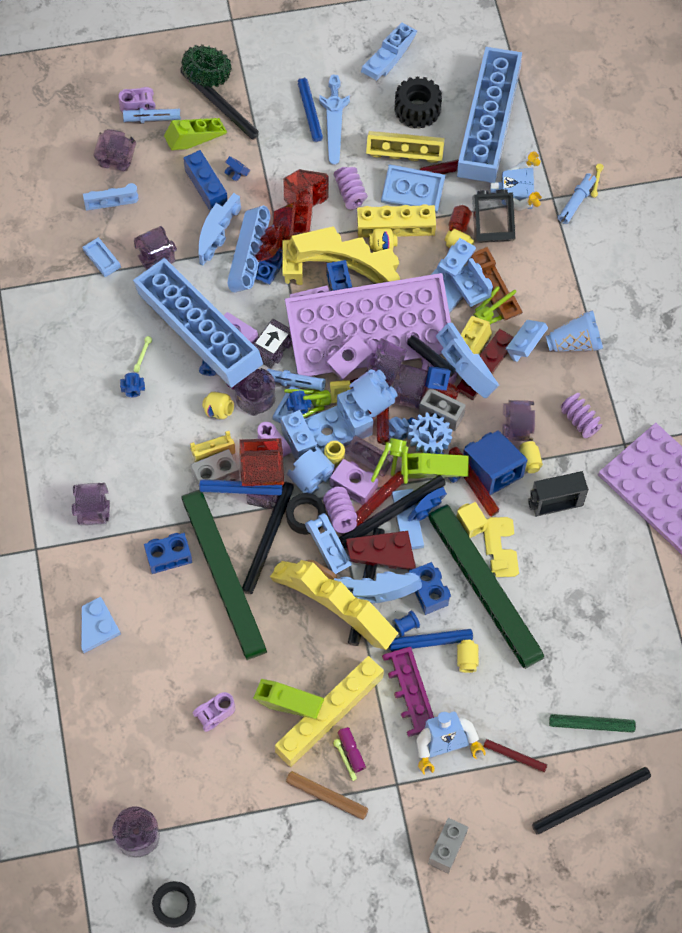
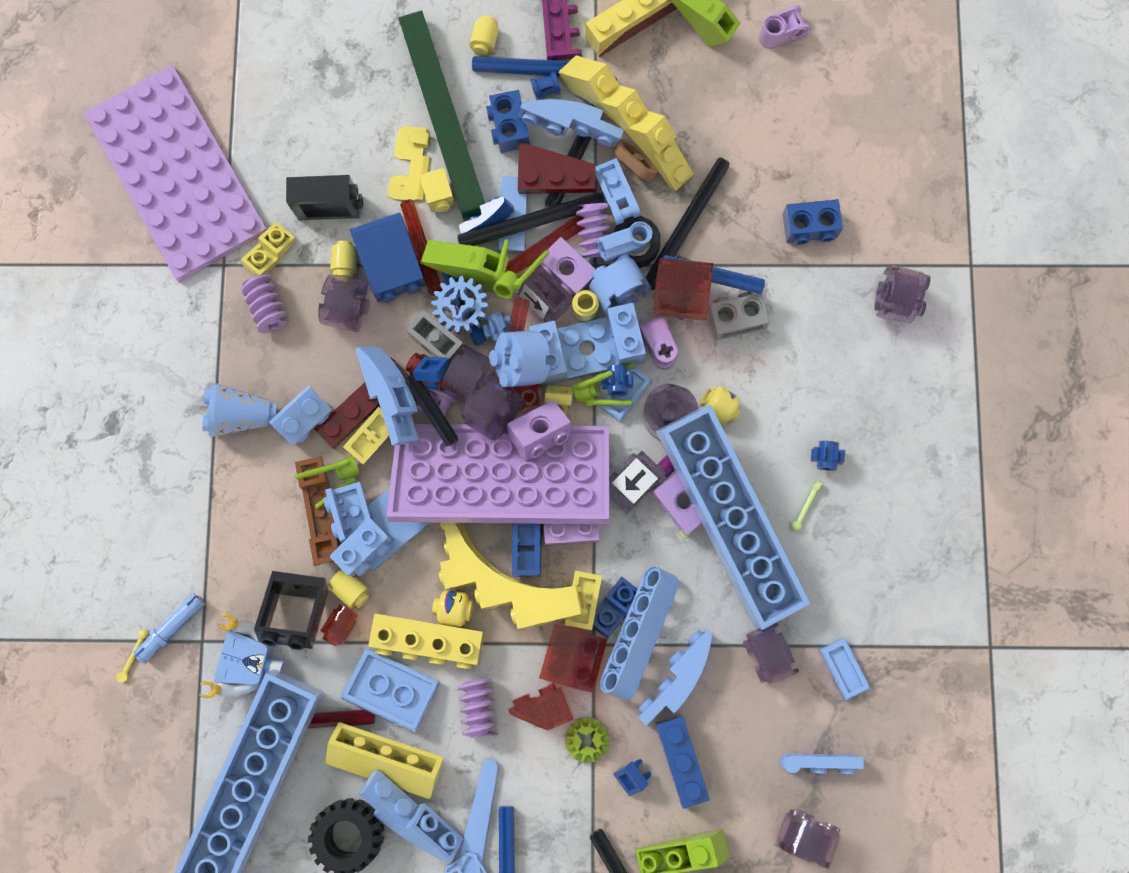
camera: 160 degrees left, 15 degrees up
(97, 625) = (907, 155): light blue wing -> none
(212, 447) = (736, 350): light yellow hinge -> none
(224, 575) = (749, 185): dark green beam -> none
(271, 242) = (604, 636): clear red slope -> none
(273, 192) = (600, 740): none -> lime gear
(287, 378) = (620, 424): light blue pin -> none
(315, 493) = (623, 242): none -> light blue piece
(378, 117) = (409, 820): none -> light blue slope
(592, 457) = (270, 250): none -> light yellow slope

